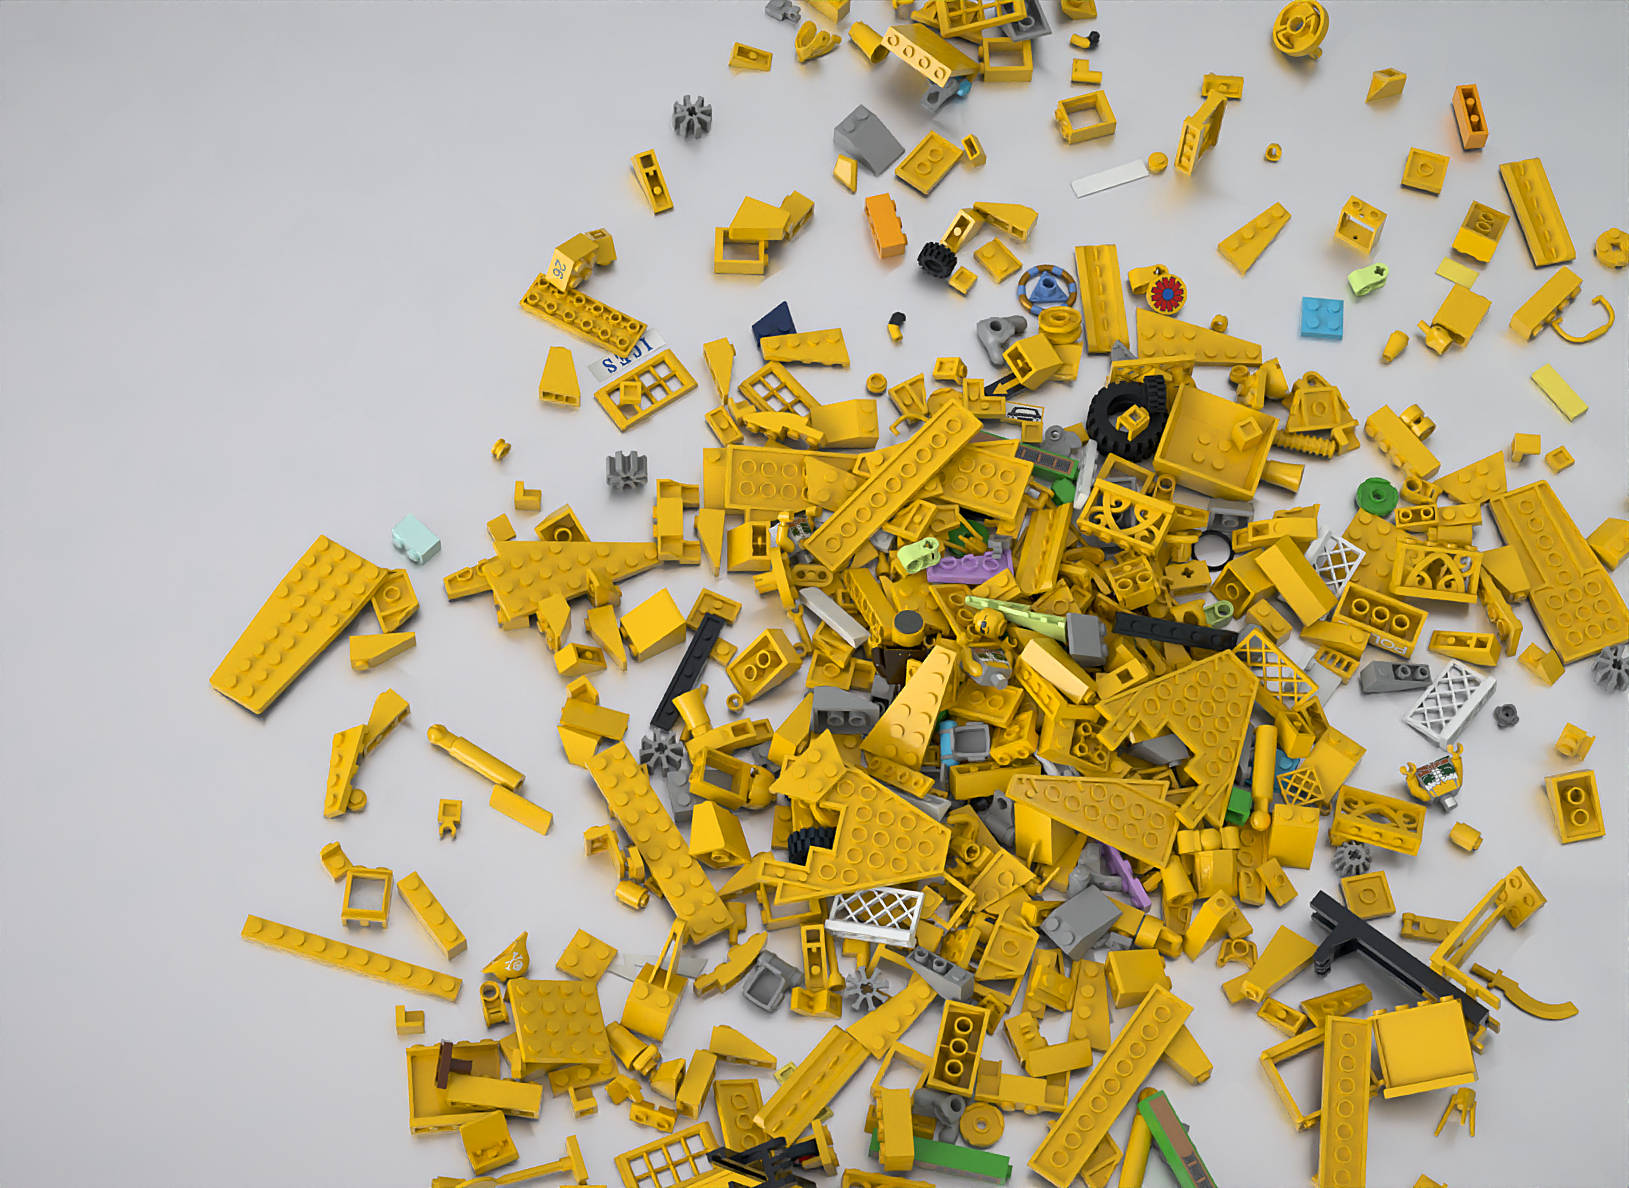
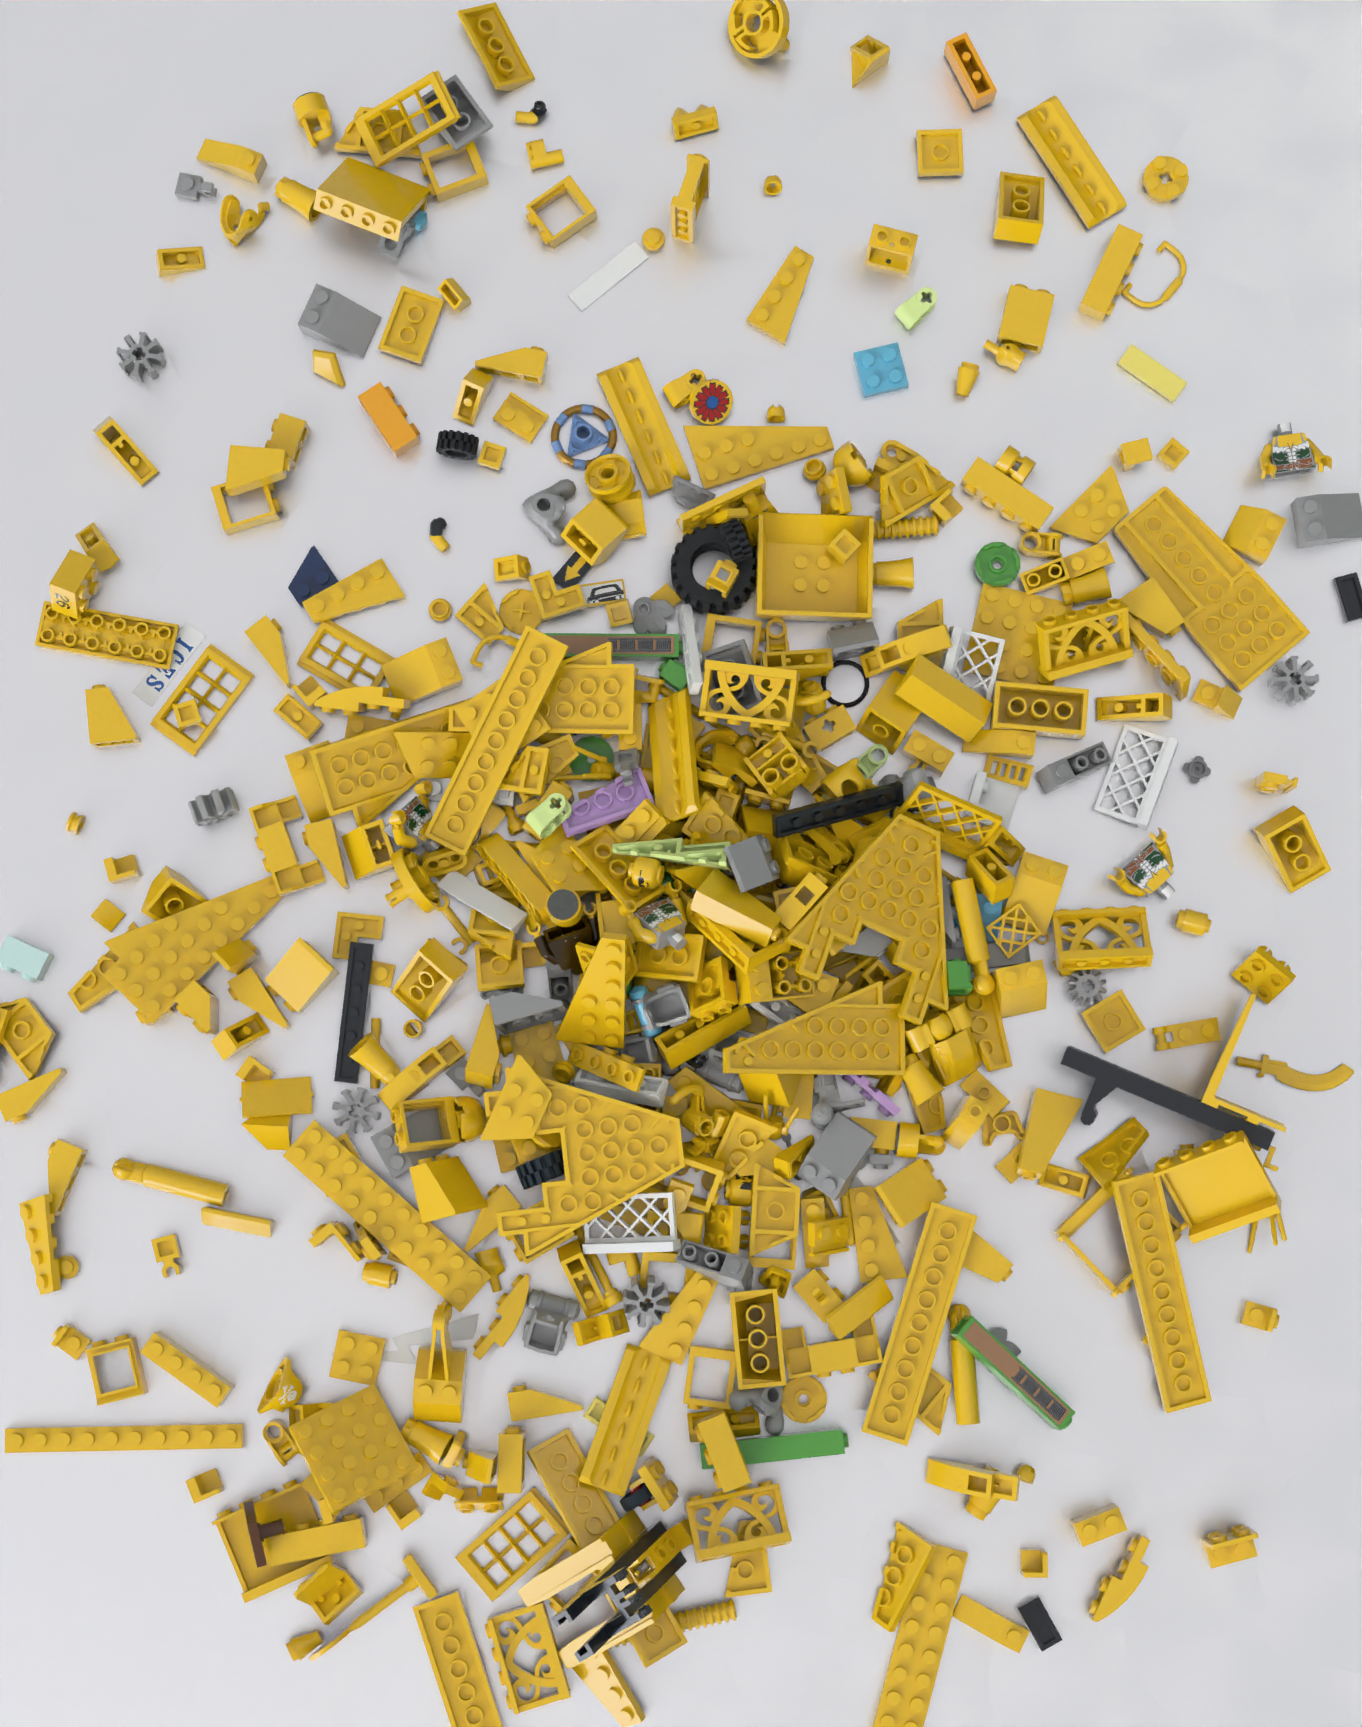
camera: 10 degrees left, 20 degrees up
(1277, 881) = (1018, 1038): yellow plate -> none
(1457, 272) = (1007, 265): light yellow sticker -> none

